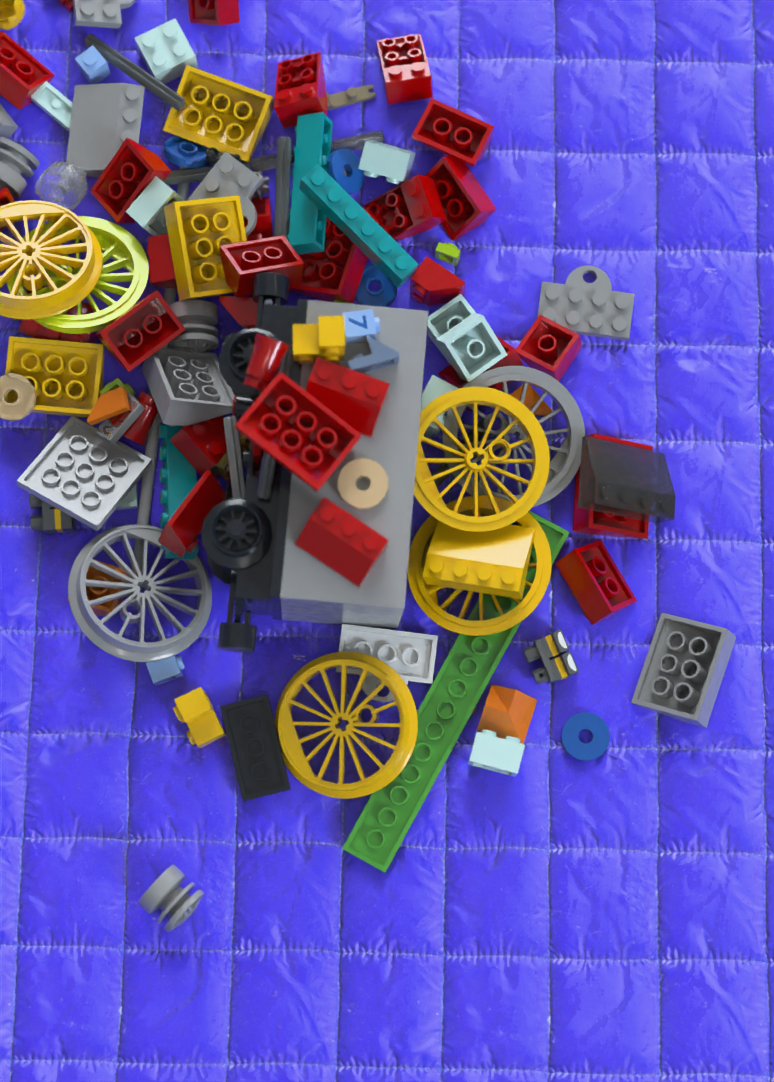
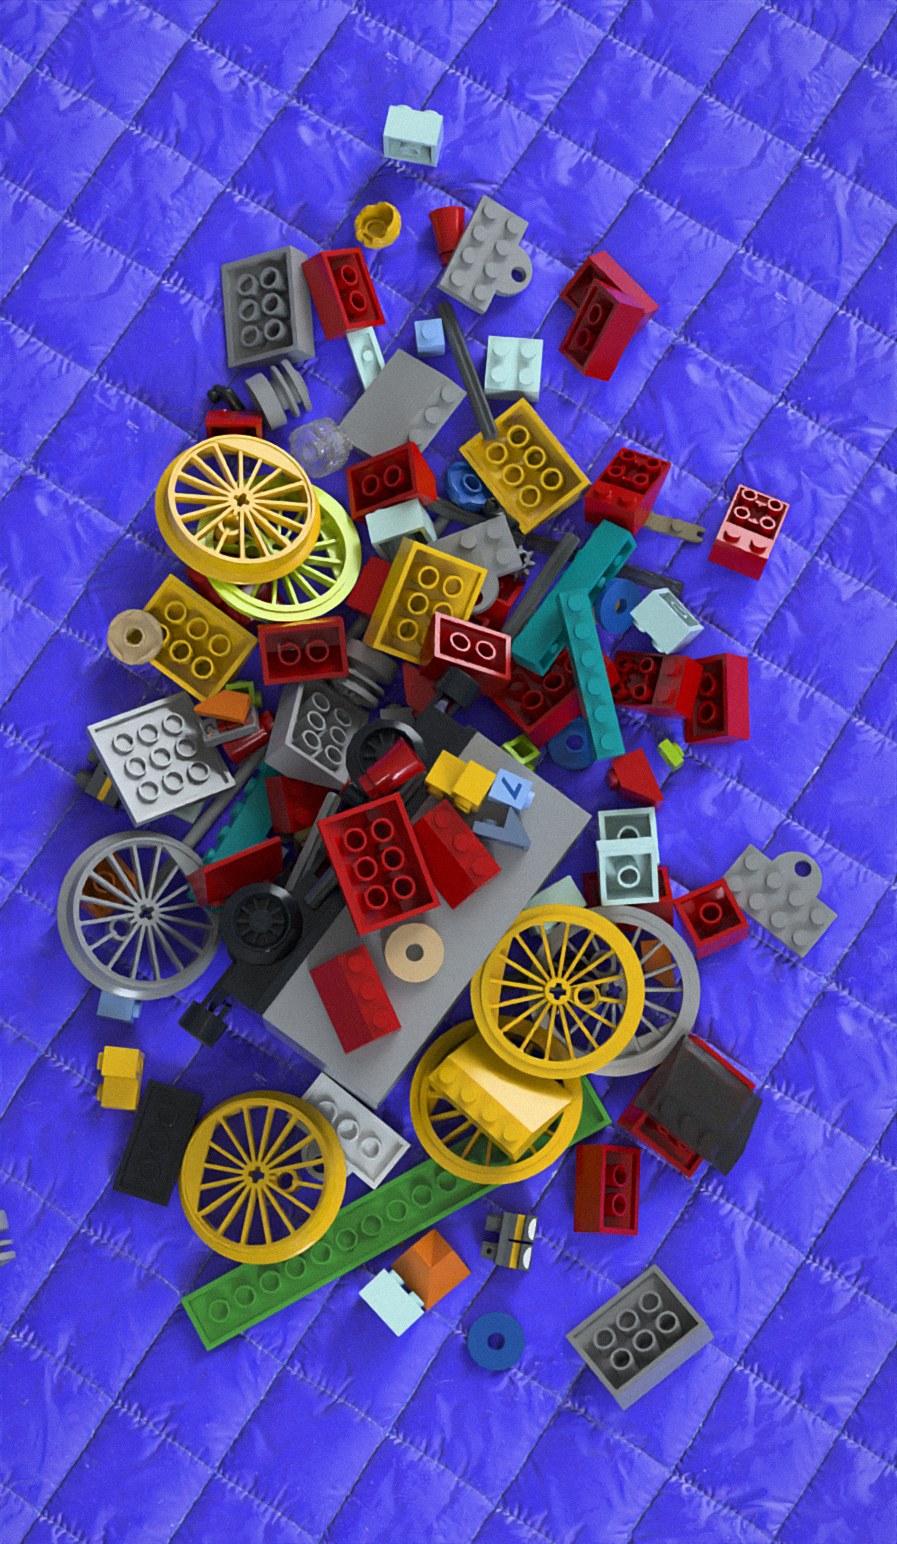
camera: 30 degrees right, 0 degrees up
(453, 132) = (753, 633): red slope -> none

